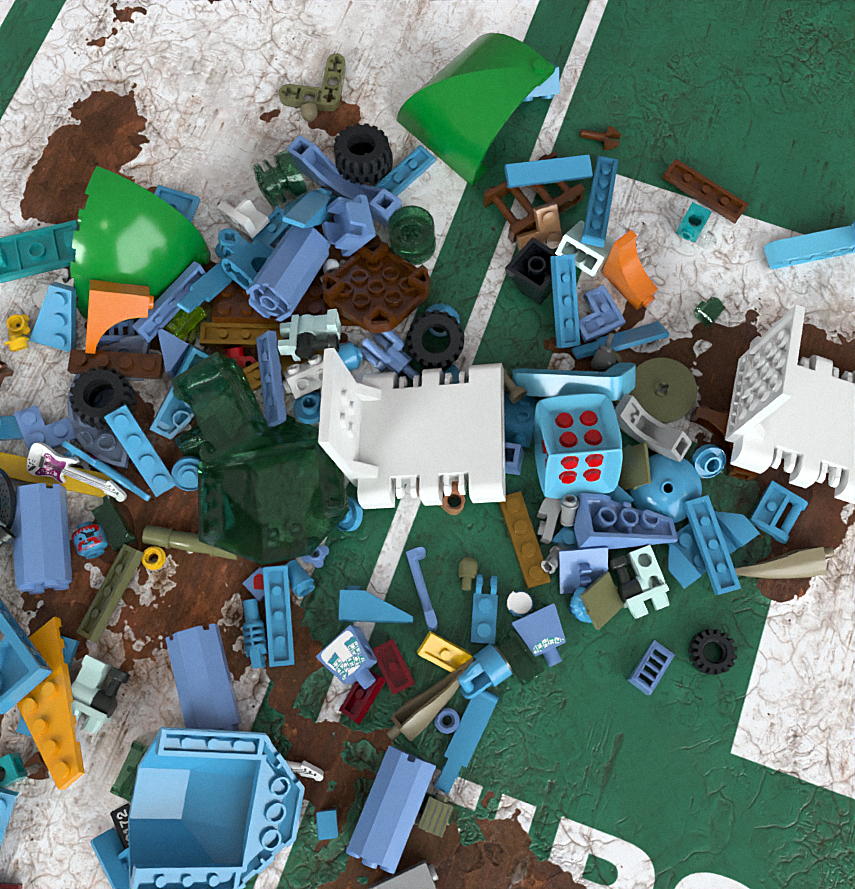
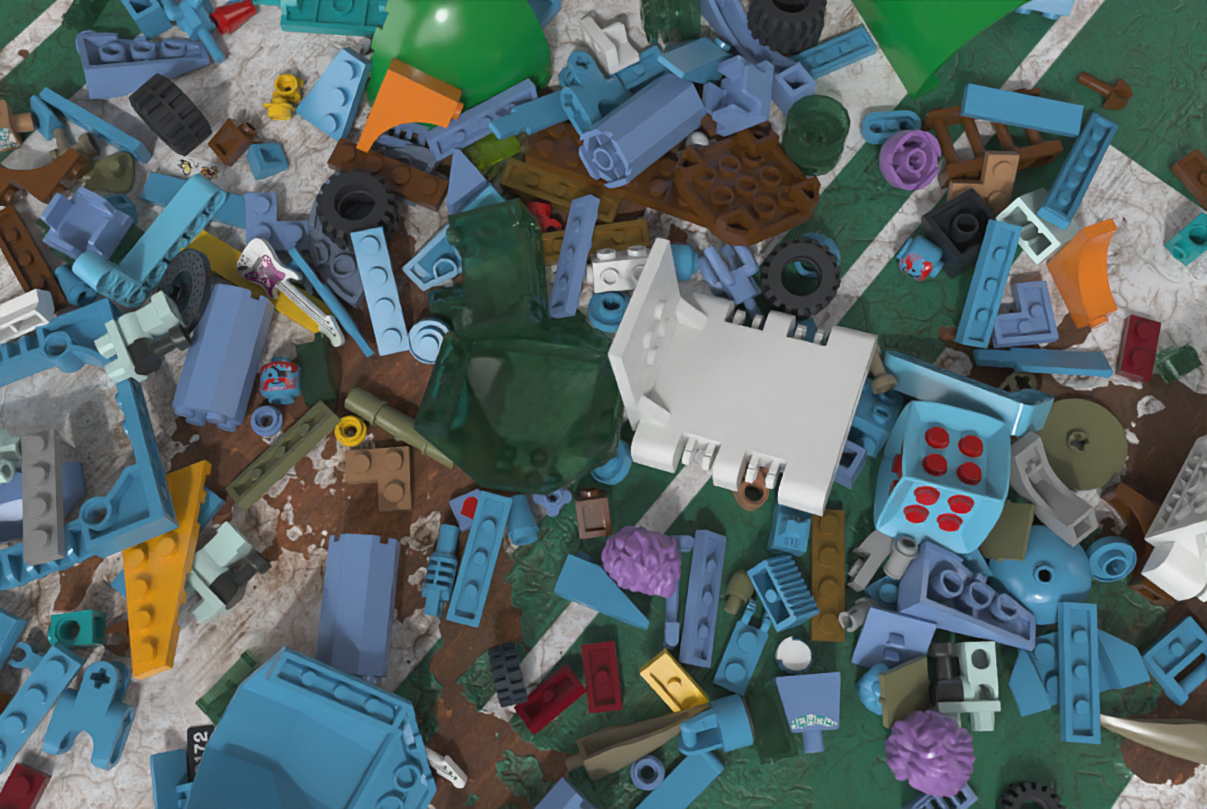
camera: 20 degrees right, 0 degrees up
(21, 383) = (266, 160): none -> dark azure slope
(39, 824) = (96, 710): none -> dark azure piece
(83, 569) = (260, 415): none -> medium blue plate
(190, 575) = (389, 468): none -> medium nougat plate
(310, 334) = (641, 217): light aqua hips -> none
(326, 689) = (507, 674): none -> black wheel
(347, 554) = (592, 512): none -> reddish brown bracket
(350, 657) = (551, 645): torso -> none
(393, 576) = (643, 561): none -> medium lavender hair
(444, 587) = (702, 599): none -> medium blue plate
(461, 211) = (887, 124): none -> dark azure plate
(483, 230) = (909, 159): none -> medium lavender cylinder
(487, 519) = (788, 530): none -> dark azure hinge
(497, 562) = (783, 592): none -> dark azure brick
(514, 297) = (920, 258): none -> dark azure head
(604, 356) = (1015, 373): dark grey piece -> none
(632, 635) = (930, 753): none -> medium lavender hair
(681, 310) = (1138, 348): none -> dark red plate

